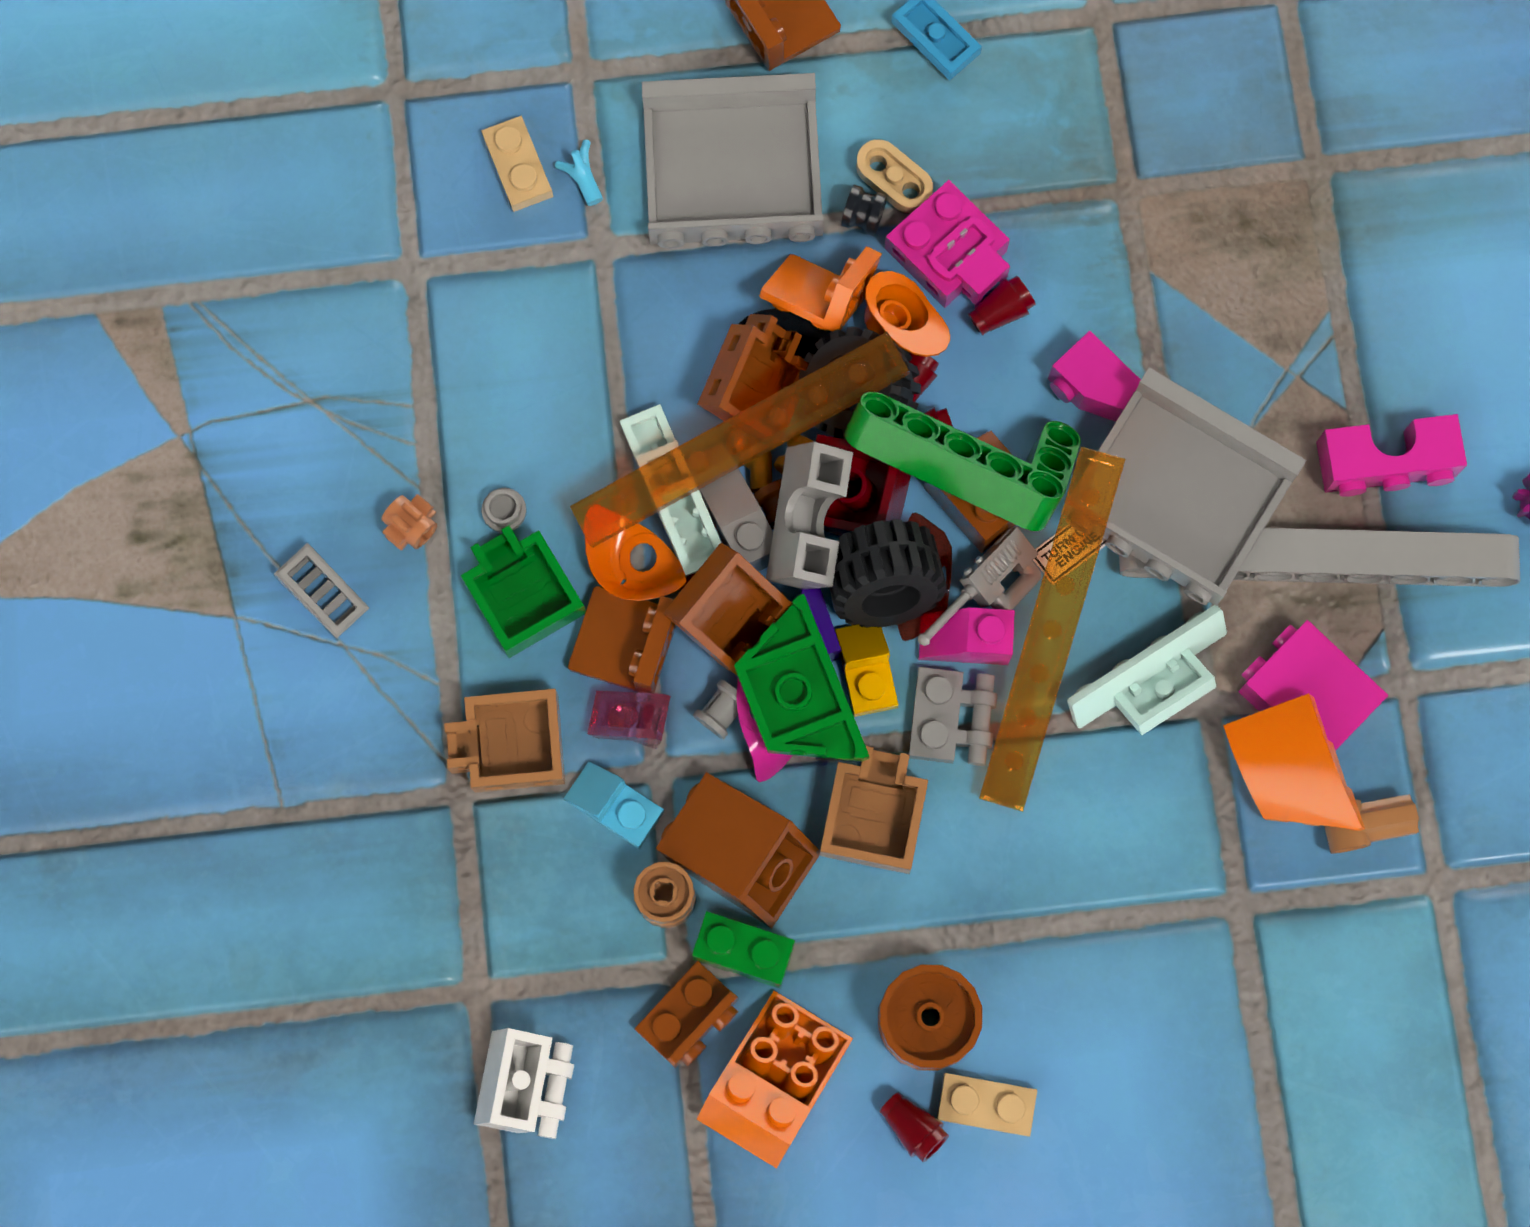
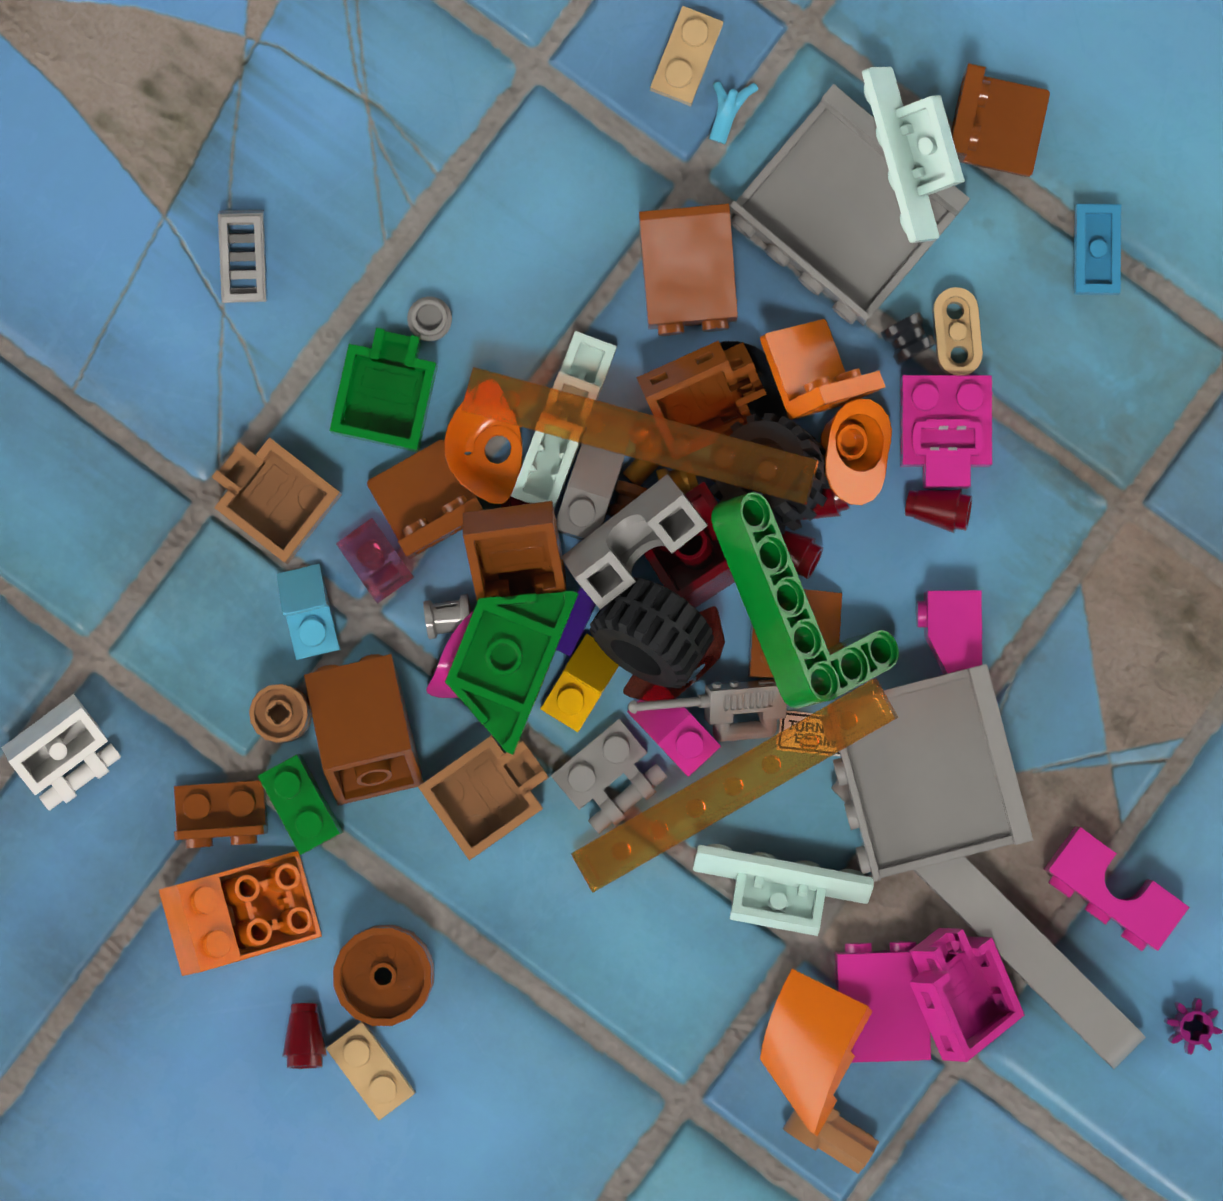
camera: 45 degrees right, 10 degrees up
(409, 522) = (350, 265): nougat gear -> none
(658, 298) = (688, 268): none -> dark orange slope
(745, 65) = (916, 150): none -> light aqua bracket
(1359, 626) = (963, 992): none -> dark pink piece

